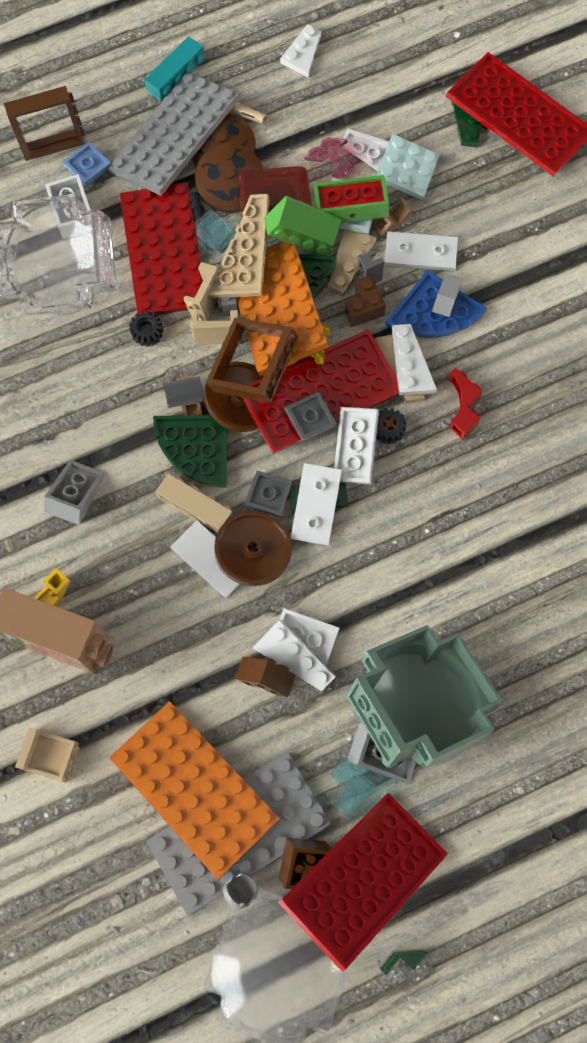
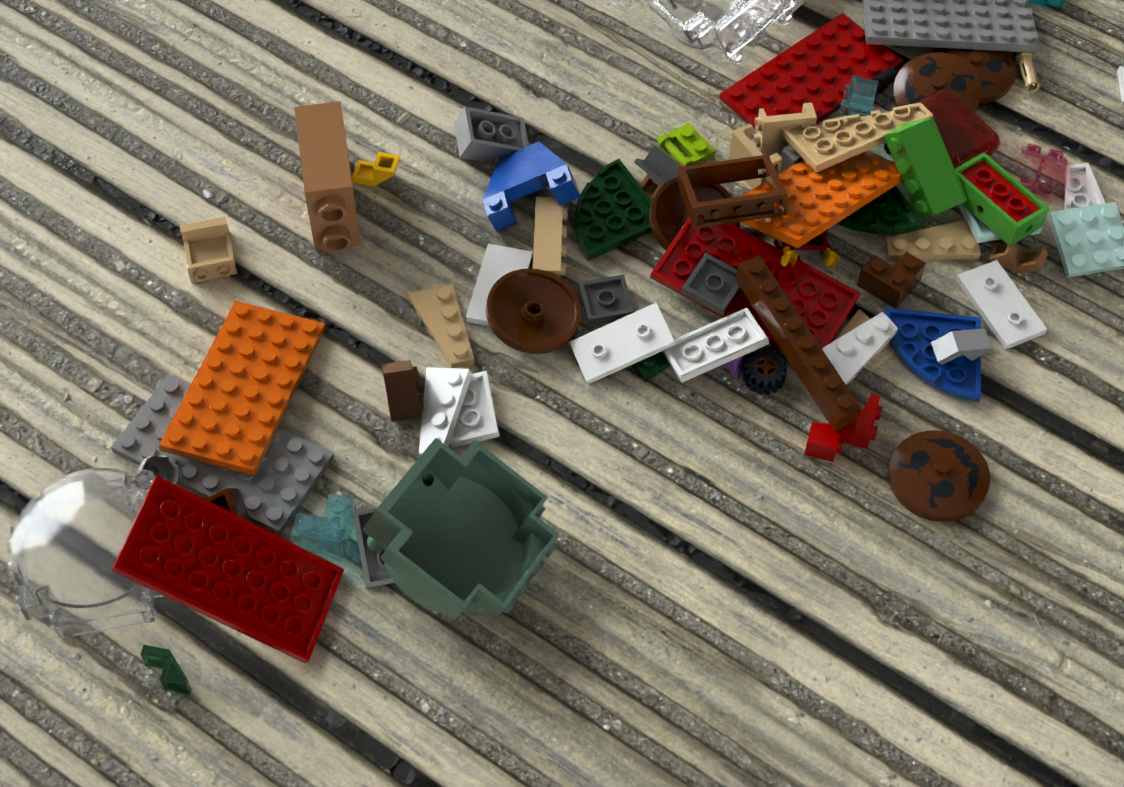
camera: 55 degrees right, 15 degrees down
(127, 487) = (522, 175): none -> blue wedge
(147, 337) = (711, 98): black tyre -> none
(168, 360) = (690, 142): none -> lime plate
(217, 614) = (444, 323): none -> tan wing
(367, 267) = (934, 258): dark grey hinge -> none
(394, 393) = (797, 343): none -> reddish brown brick
(525, 369) = (939, 476): none -> reddish brown dish

